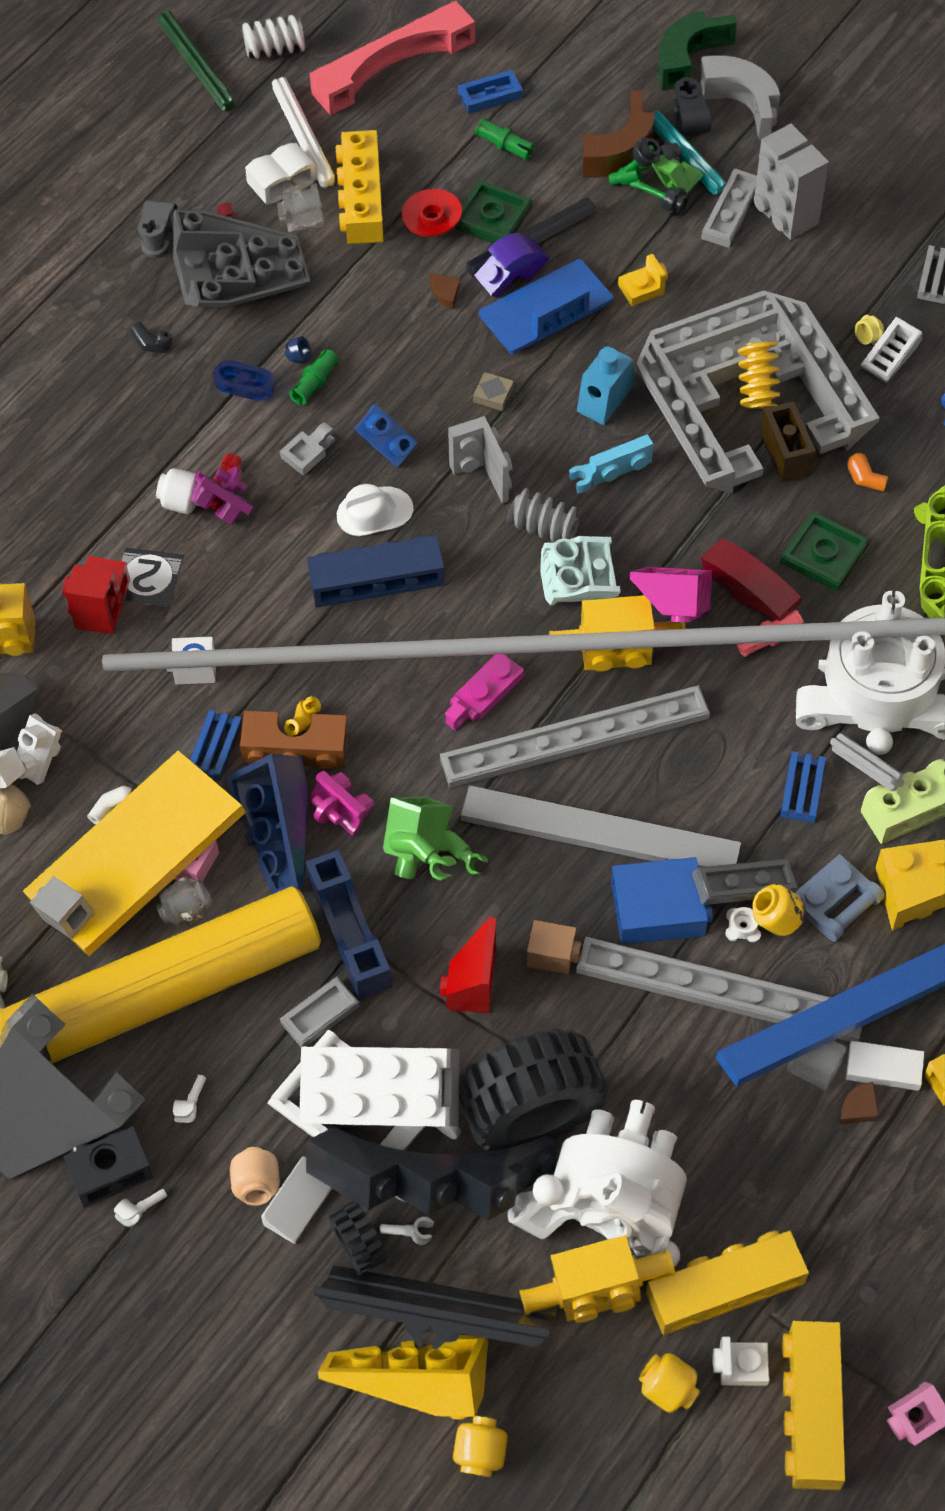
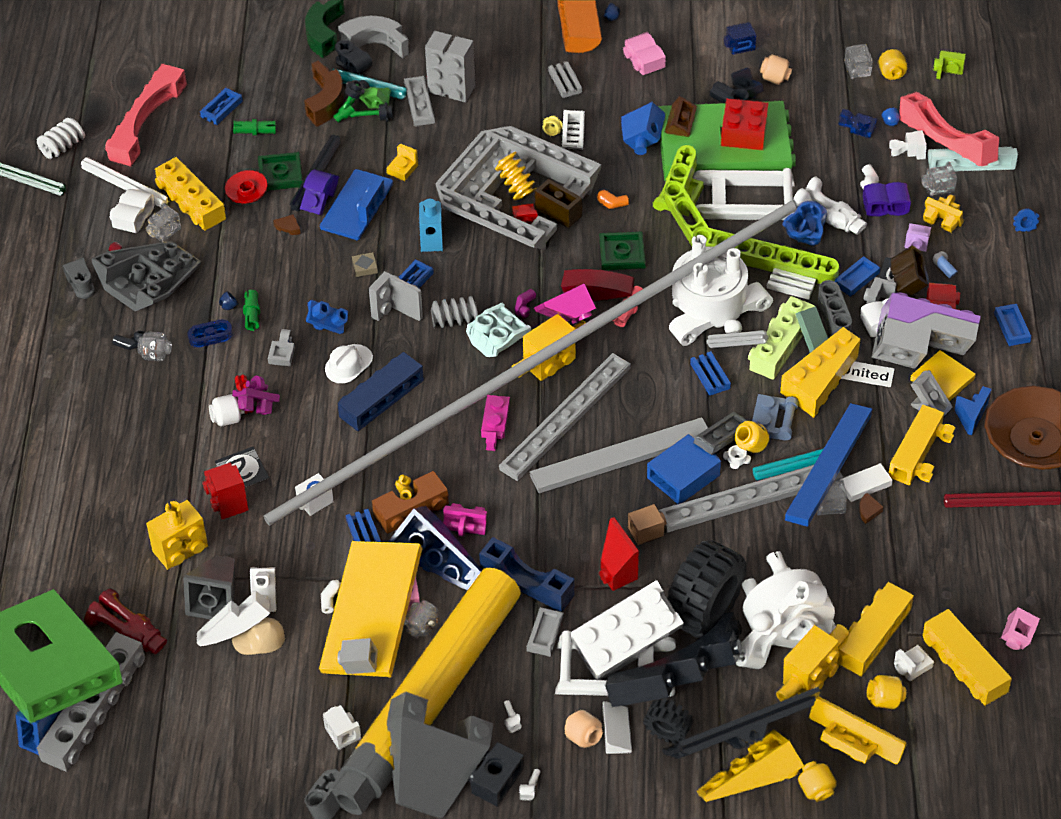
camera: 35 degrees left, 10 degrees down
(166, 361) = (154, 346): none -> clear head
(410, 1230) = (692, 704): white hand -> none
(419, 832) = (528, 509): bright green torso -> none
(536, 446) = (420, 276): none -> blue tile
(577, 1416) = (854, 734): none -> yellow bracket
(613, 463) = (469, 264): medium azure plate -> none
(640, 549) = (521, 303): none -> magenta arm
(737, 433) = (525, 213): none -> red bracket
(797, 975) = (786, 465): none -> teal axle

